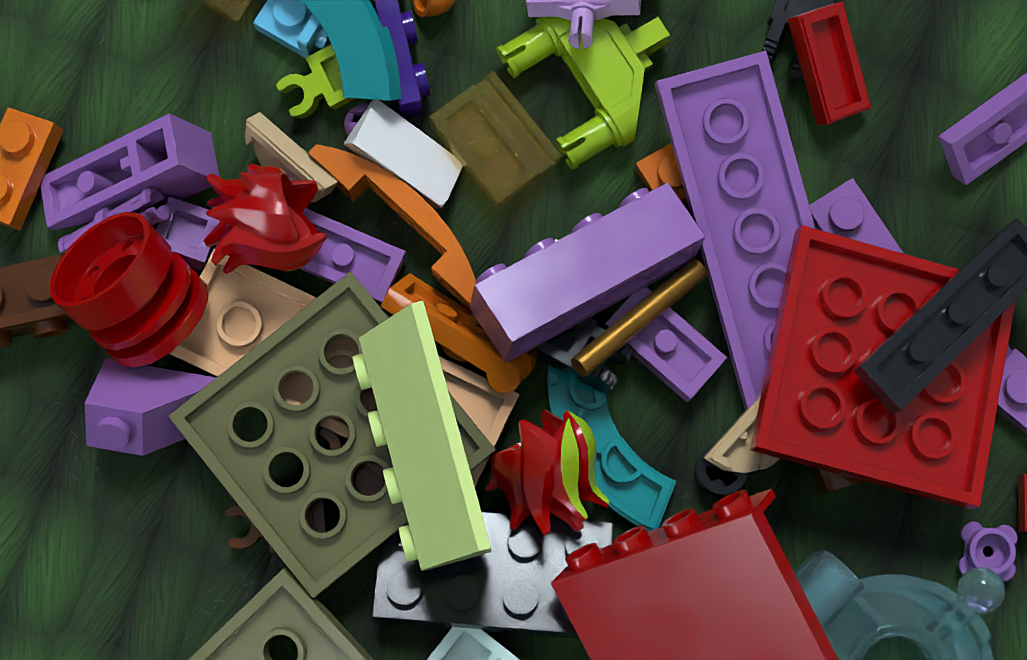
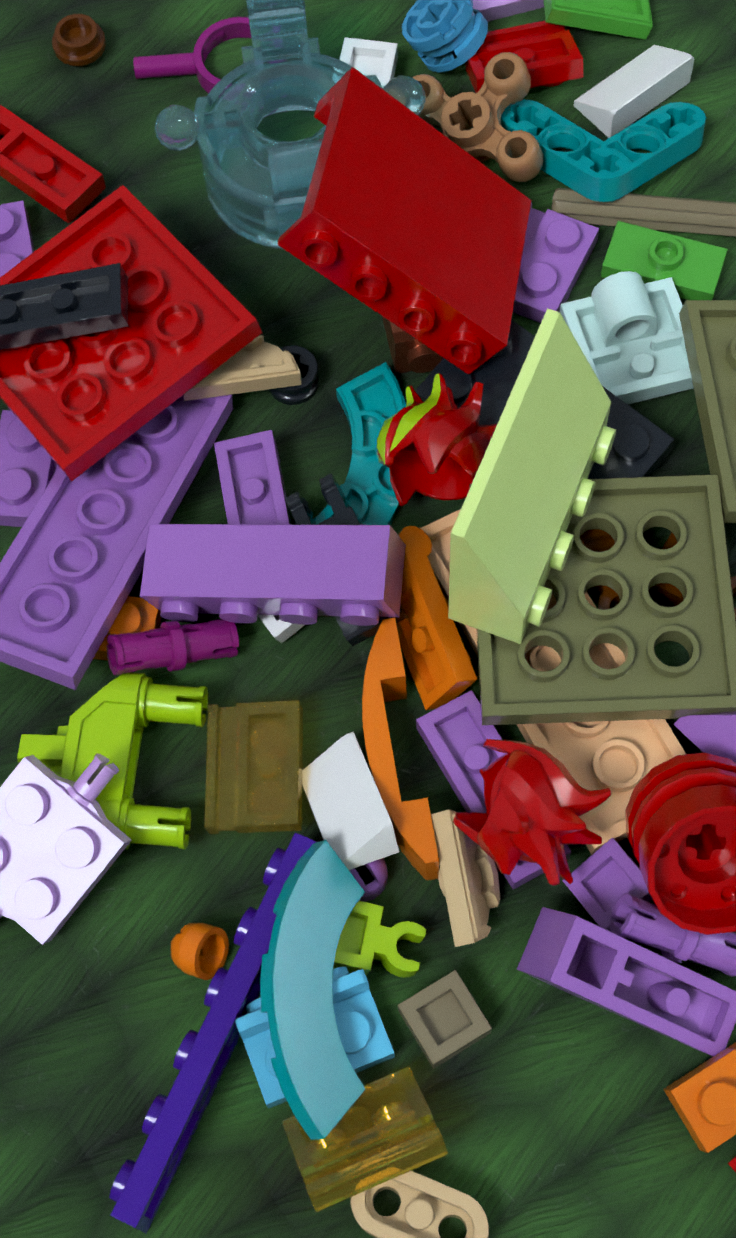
camera: 135 degrees left, 15 degrees down
(235, 66) = (444, 1019): none -> dark tan plate
(623, 173) = (172, 646): none -> magenta pin
(638, 317) = (272, 508): pearl gold bar -> none
(1000, 539) = (143, 175): medium lavender plate -> none

